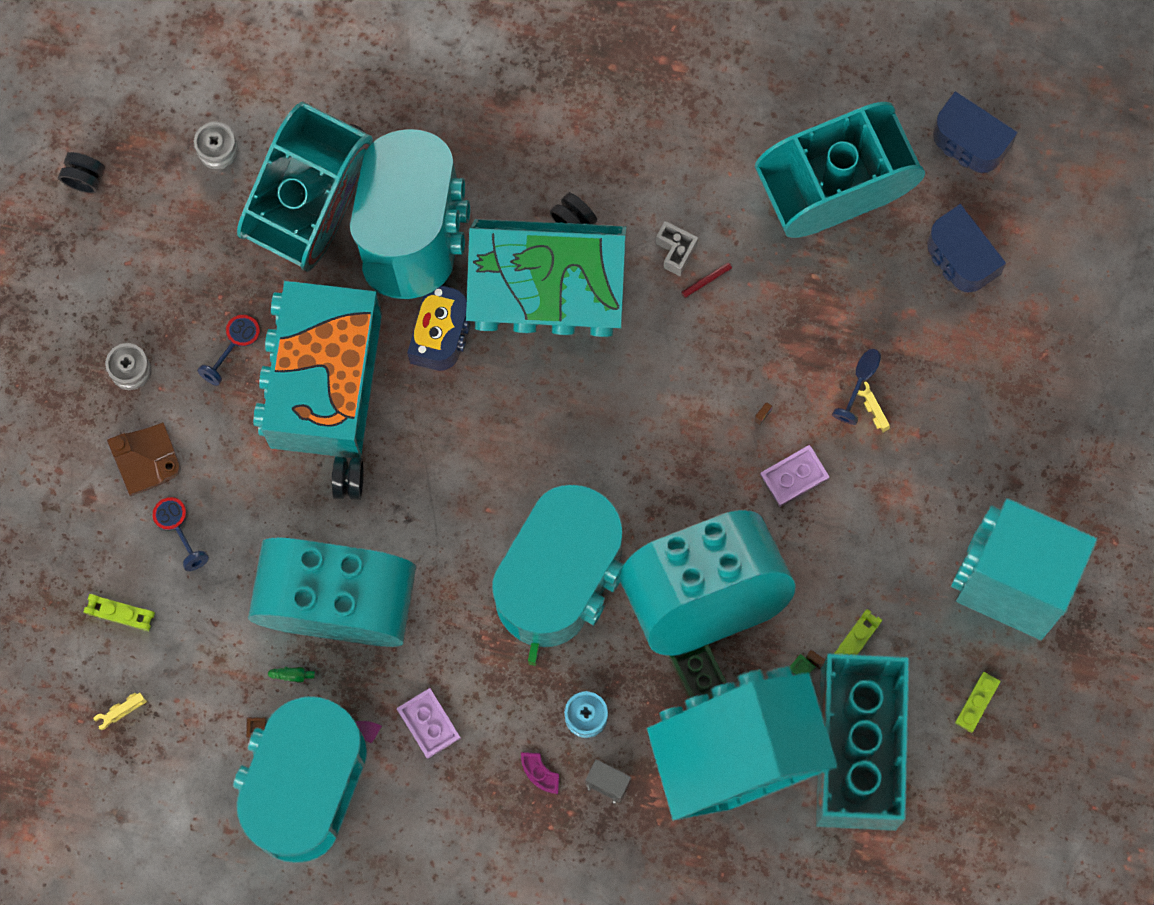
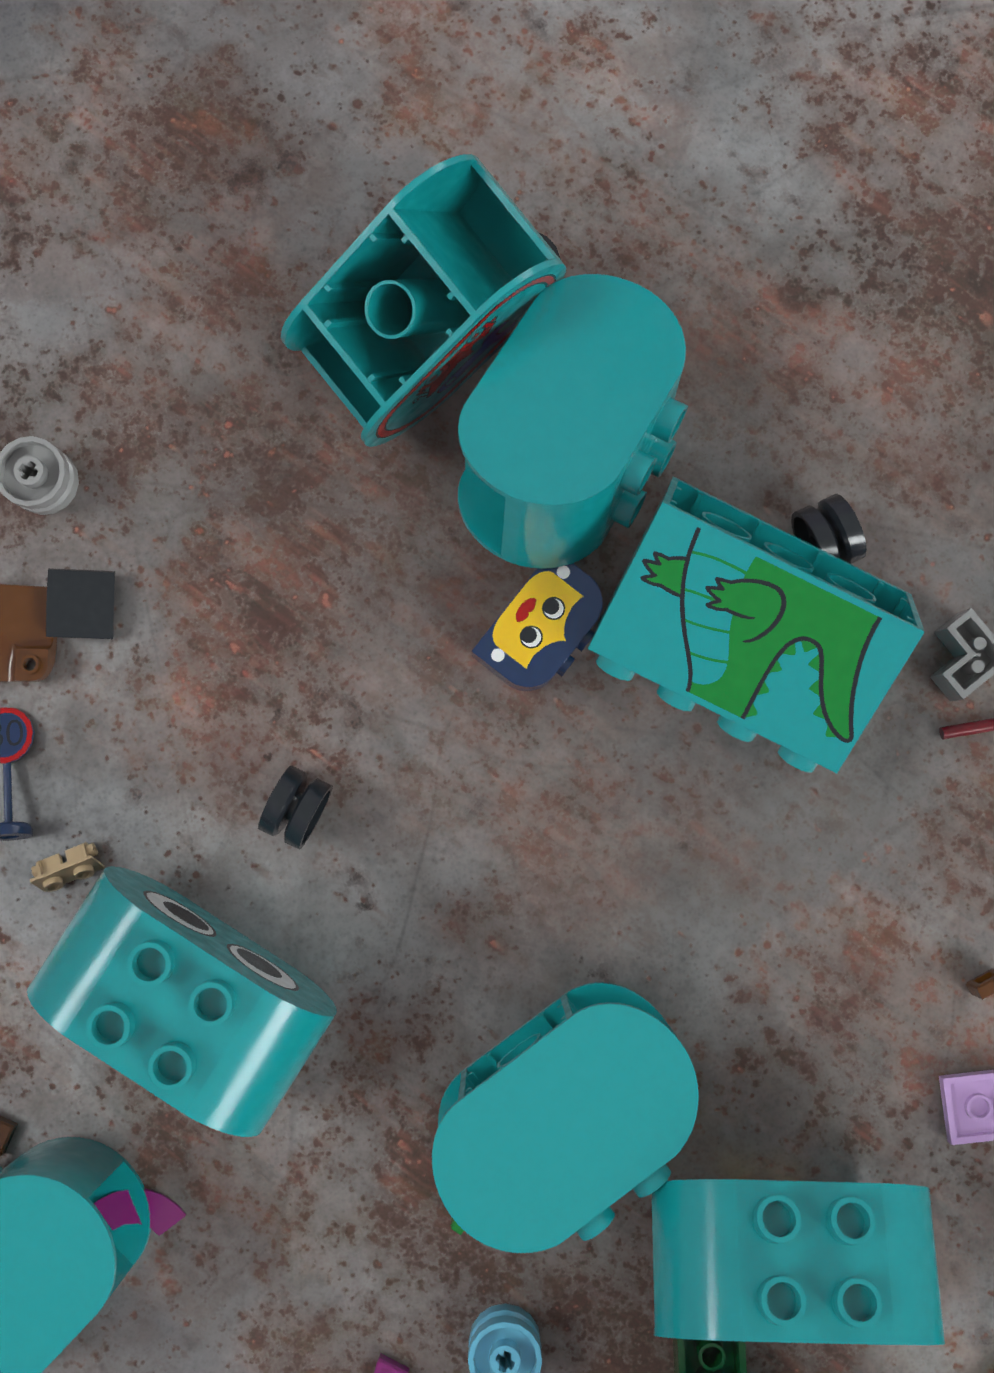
camera: 20 degrees right, 10 degrees up
(81, 172) = (92, 132): black wheel -> none
(181, 424) = (80, 603): none -> black slope
(215, 145) = (320, 178): light grey wheel -> none
(229, 575) = (52, 873): none -> tan hinge
(240, 331) = (235, 493): dark blue piece -> none
(294, 674) = (81, 1075): green piece -> none
(319, 369) = (319, 615): teal brick -> none
(428, 723) = (256, 1249): lavender plate -> none

